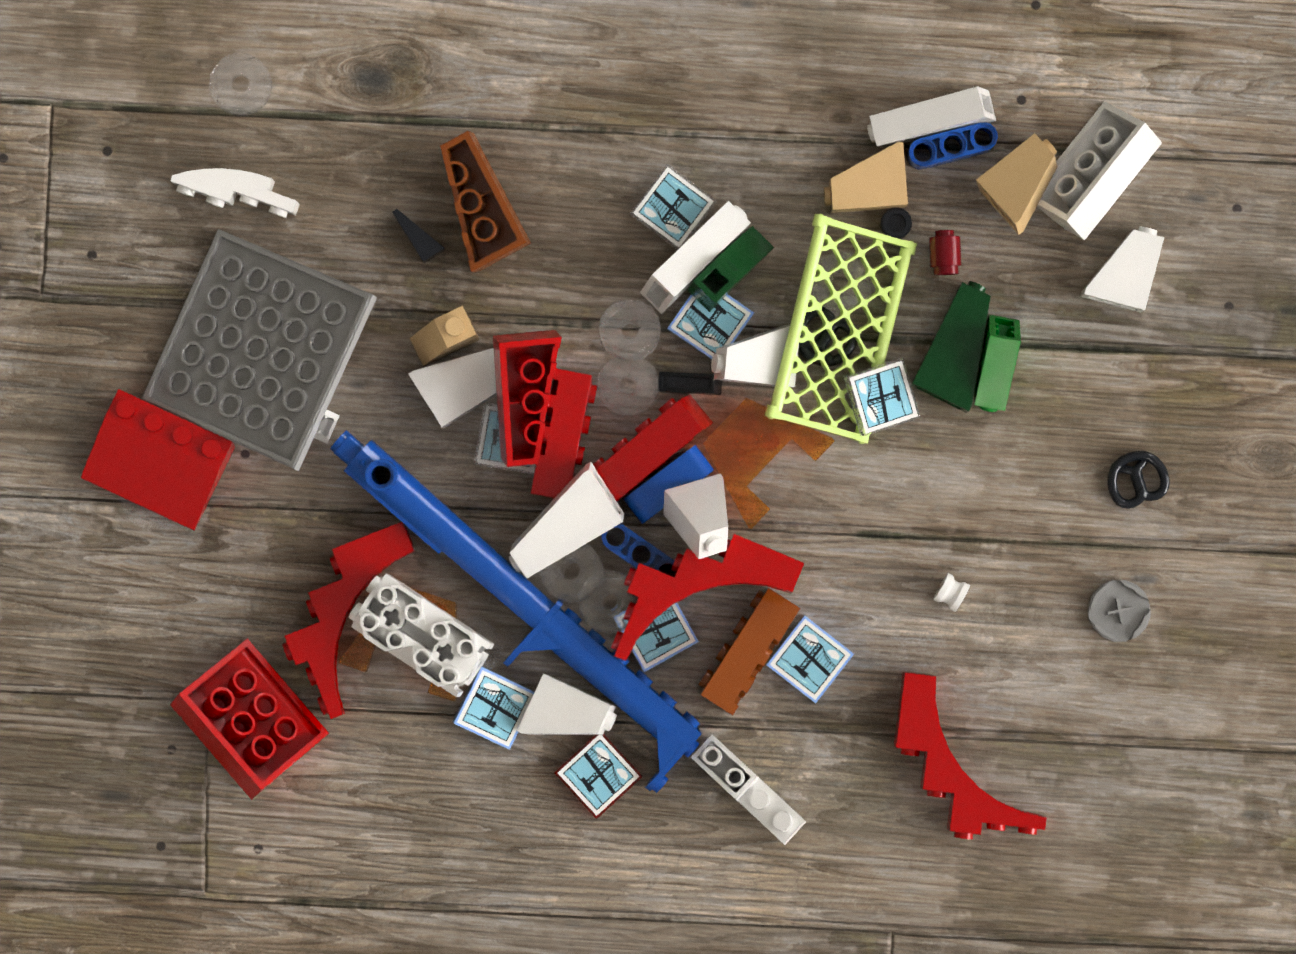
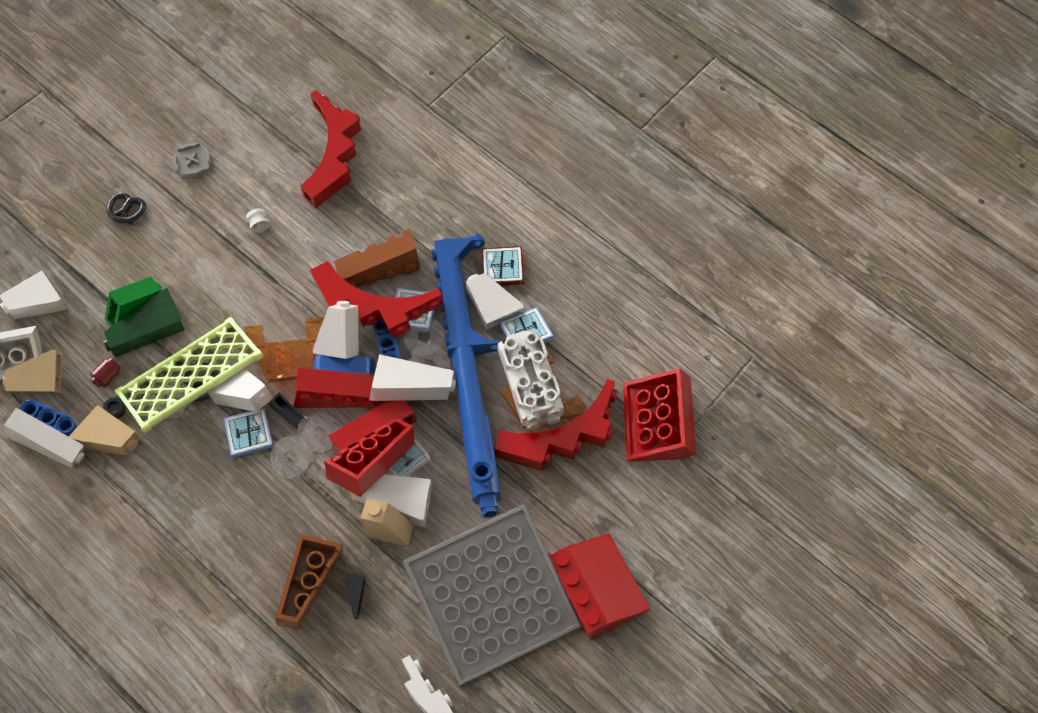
camera: 135 degrees left, 25 degrees down
(673, 207) = (212, 503): tile -> none
(695, 256) = (225, 464): white slope -> none
(730, 268) = (214, 442): dark green slope -> none
(748, 789) = (435, 203): white slope -> none
(810, 659) = (351, 238): tile -> none
(881, 397) = (201, 329): tile -> none

